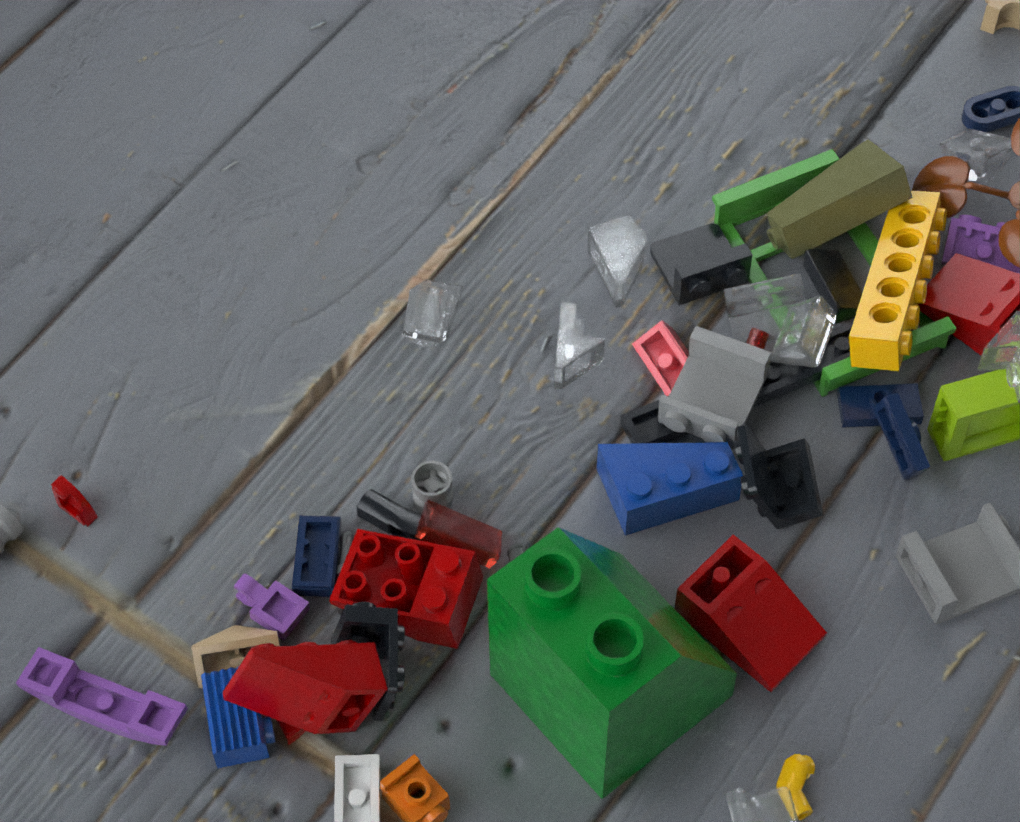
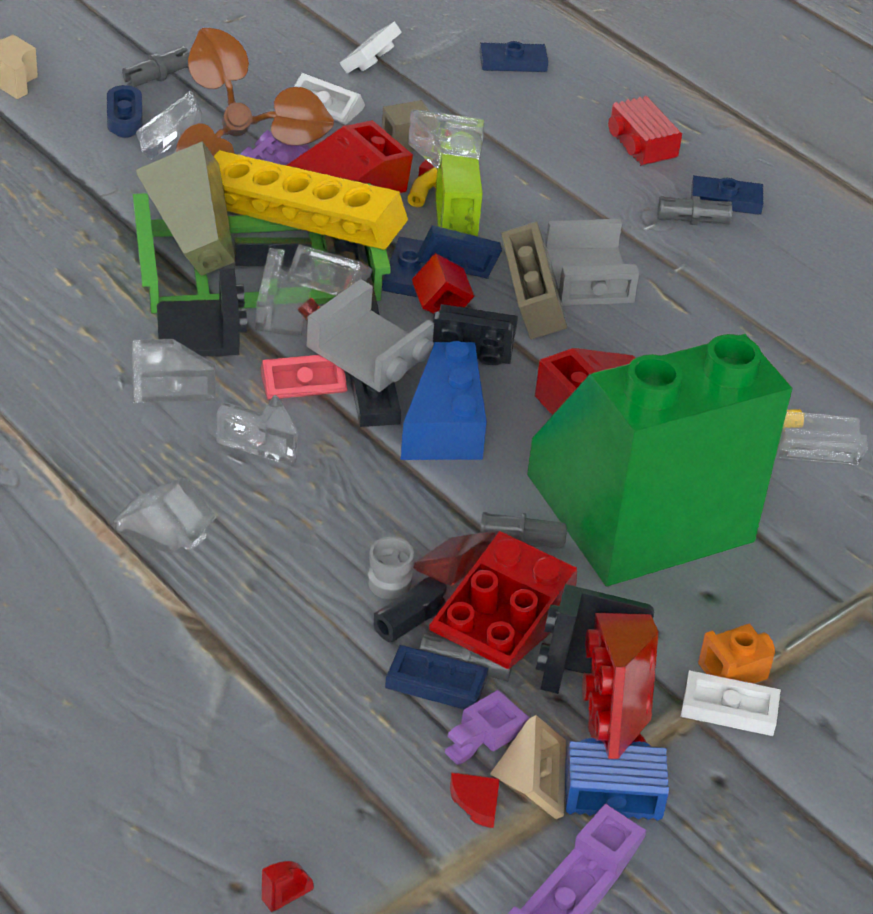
camera: 80 degrees left, 15 degrees down
(197, 617) = (476, 796): none -> red tile
(840, 437) = (442, 283): none -> red brick
(887, 510) = (533, 280): none -> dark tan brick

